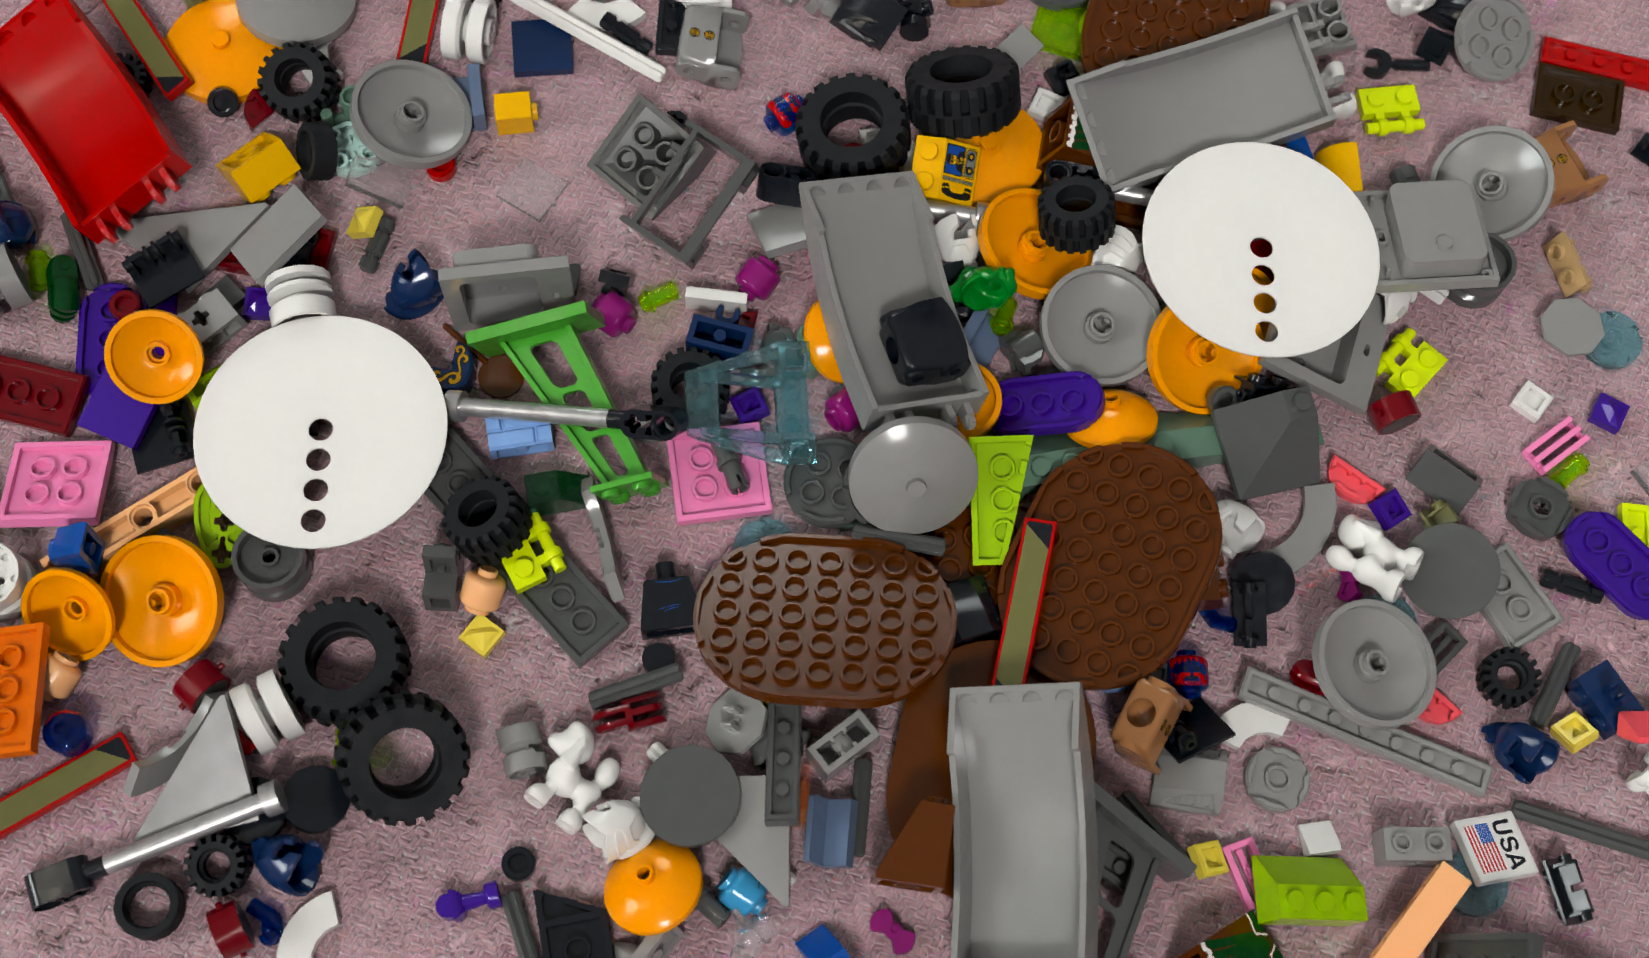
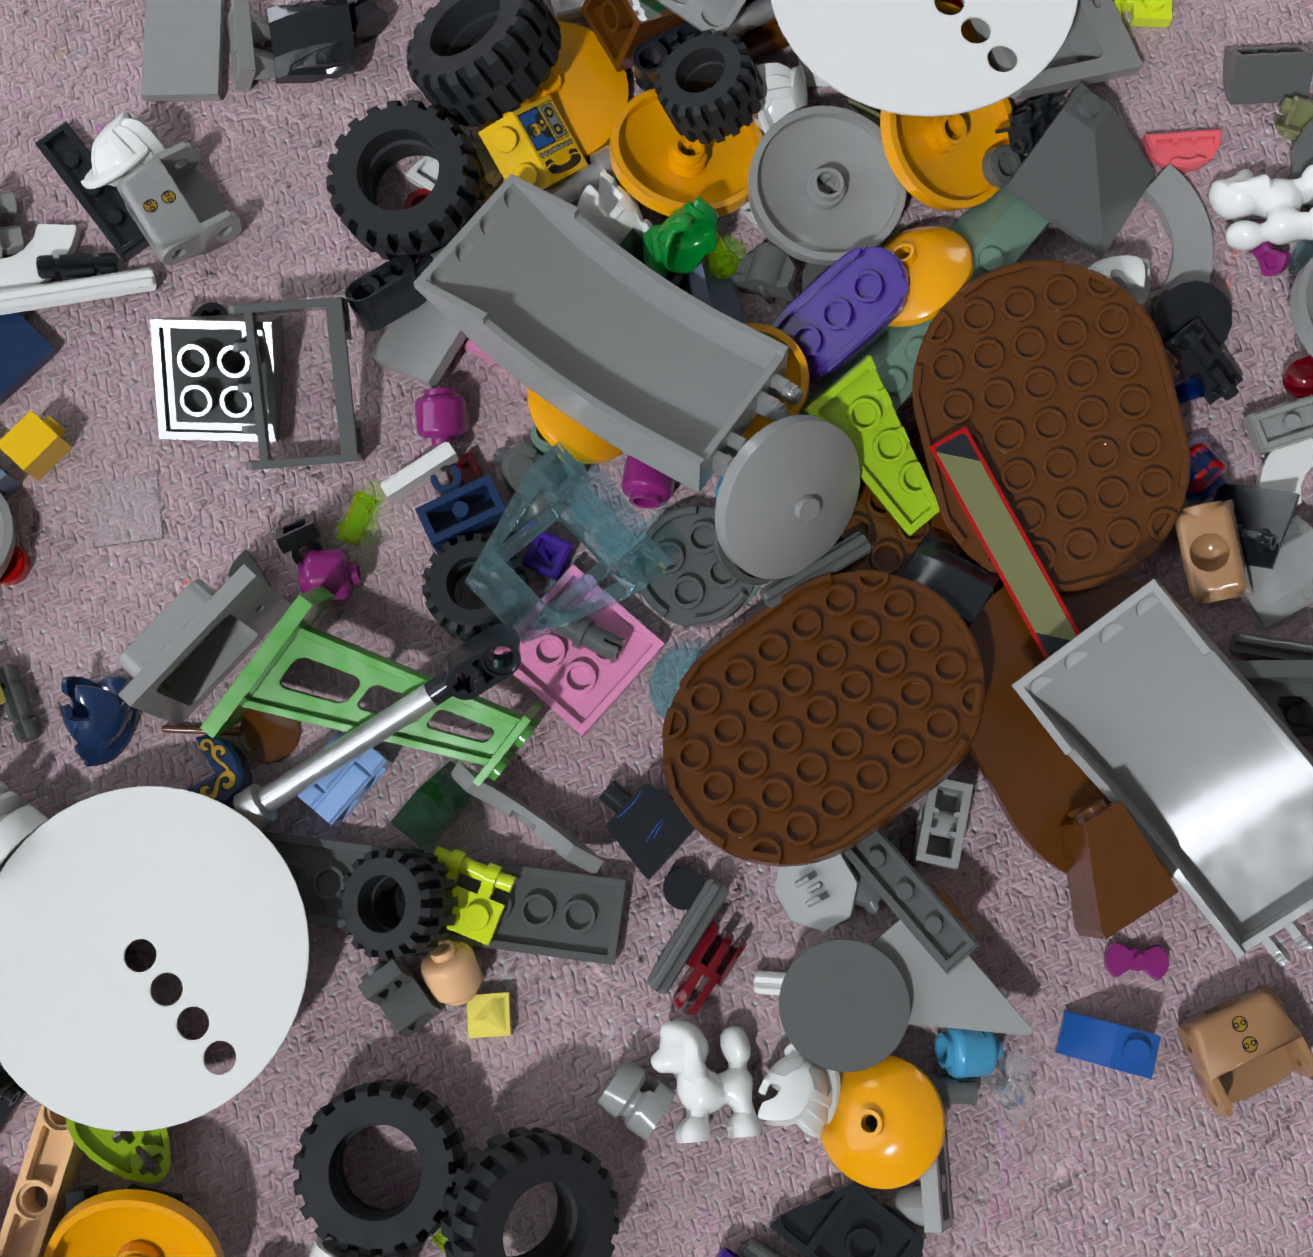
camera: 30 degrees left, 10 degrees up
(270, 569) = (205, 1156): dark grey wheel -> none
(518, 864) = (728, 1209): black tile -> none
(782, 113) = (315, 219): clear blue head -> none
(830, 832) = (1001, 917): sand blue panel -> none
(861, 793) = (1004, 869): dark grey axle -> none
(924, 343) = (680, 348): black piece -> none
(1389, 509) = (1242, 147): dark purple tile -> none
(1394, 412) = (1170, 44): dark red piece -> none

